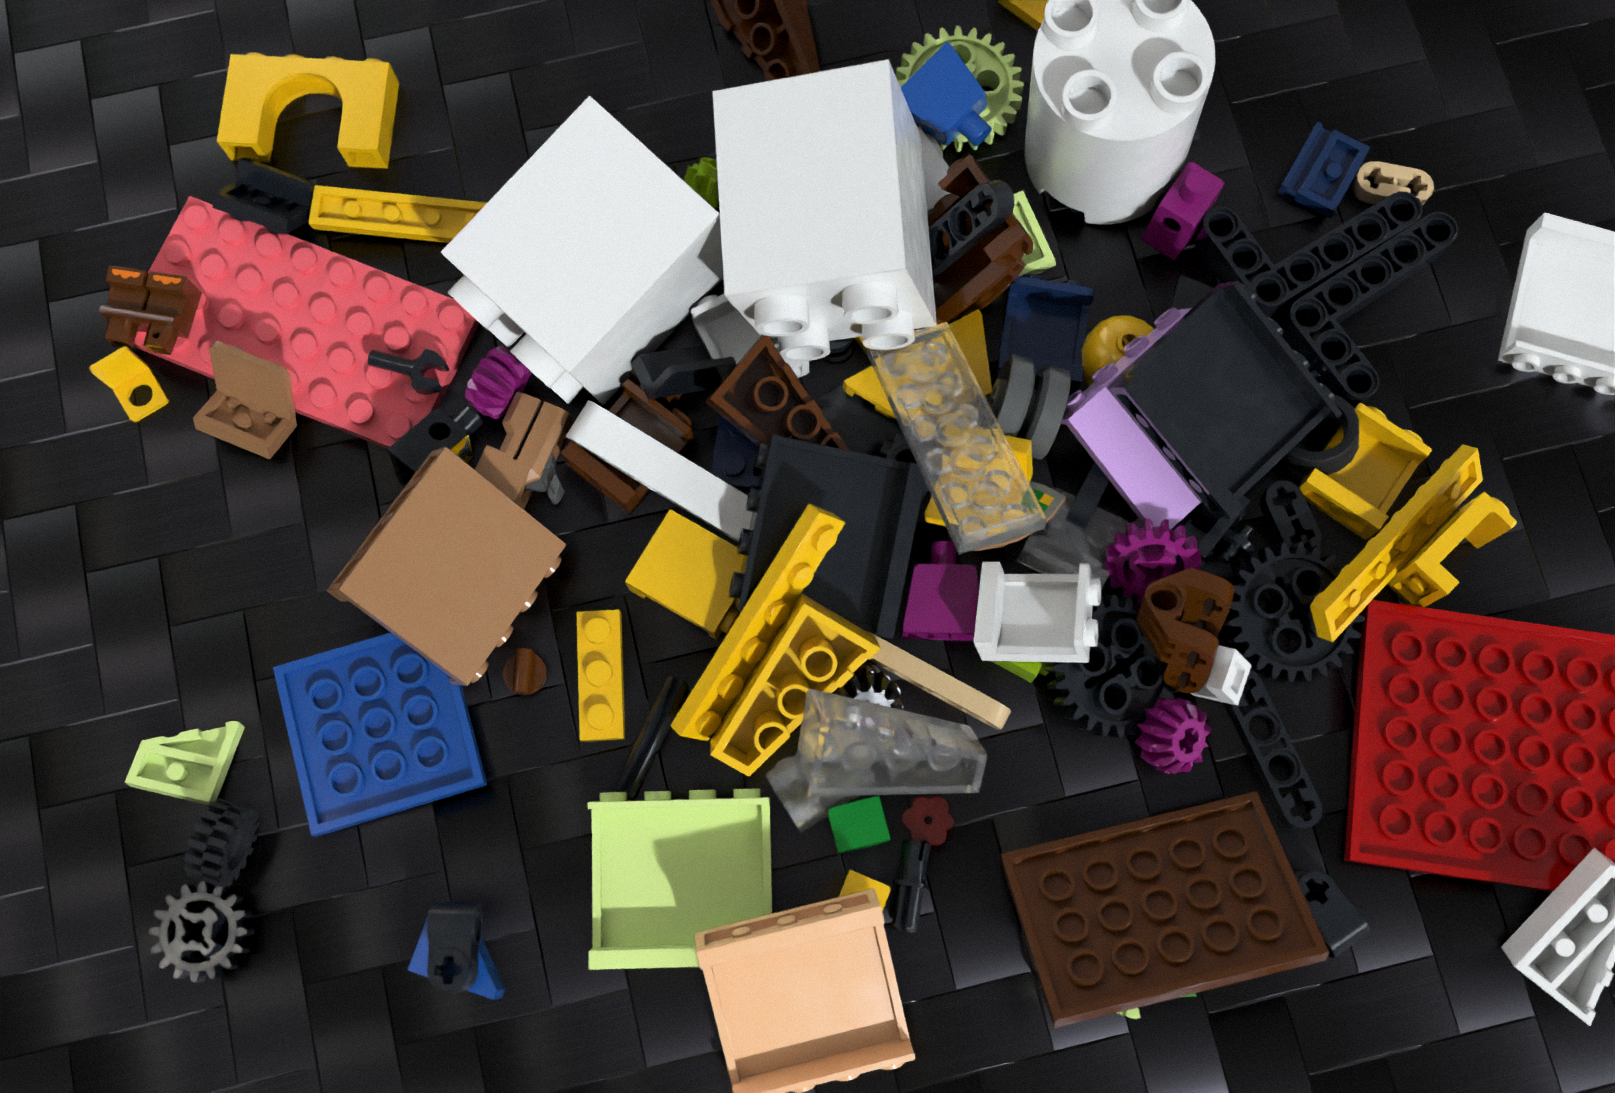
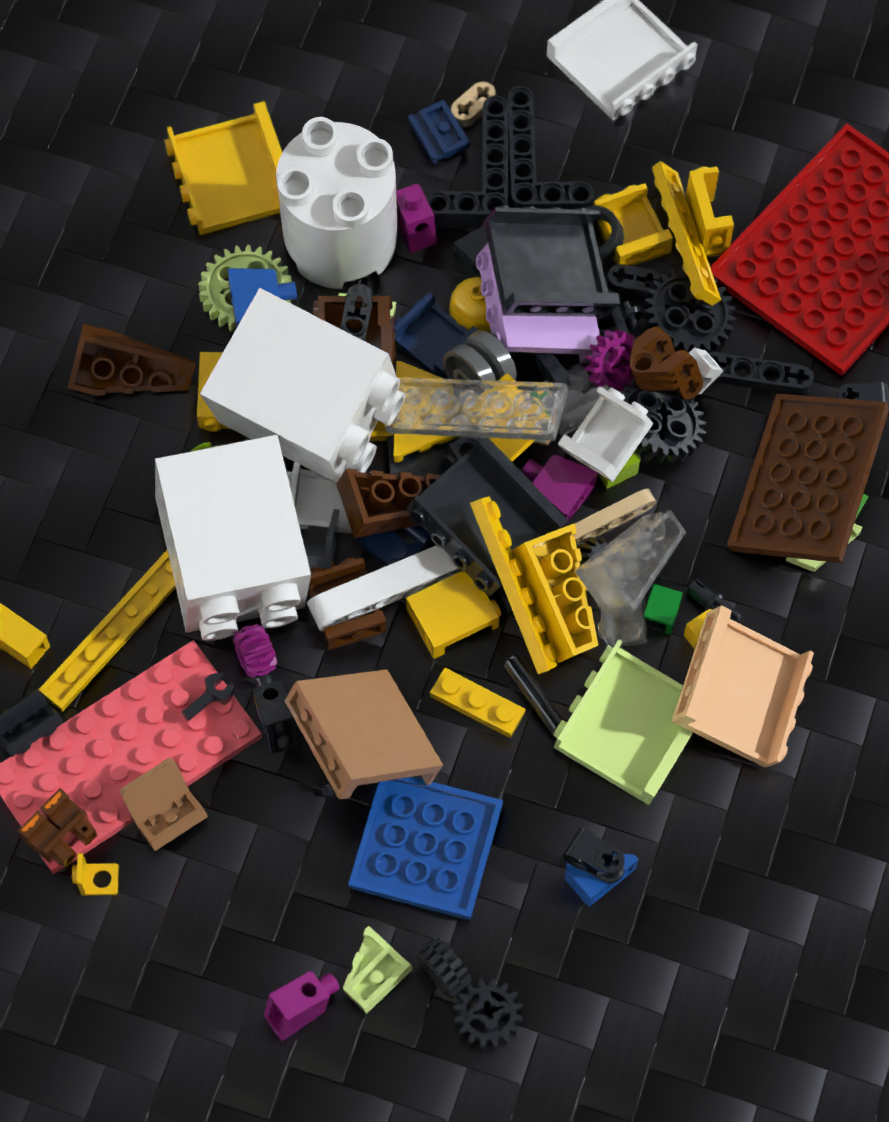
camera: 60 degrees left, 10 degrees down
(80, 698) = (299, 1003): none -> magenta torso
(524, 672) = (447, 743): reddish brown plate -> none
(528, 451) = (305, 655): medium nougat plate -> none
(941, 821) = (679, 566): clear red plant -> none
(1173, 735) = (718, 413): magenta gear -> none

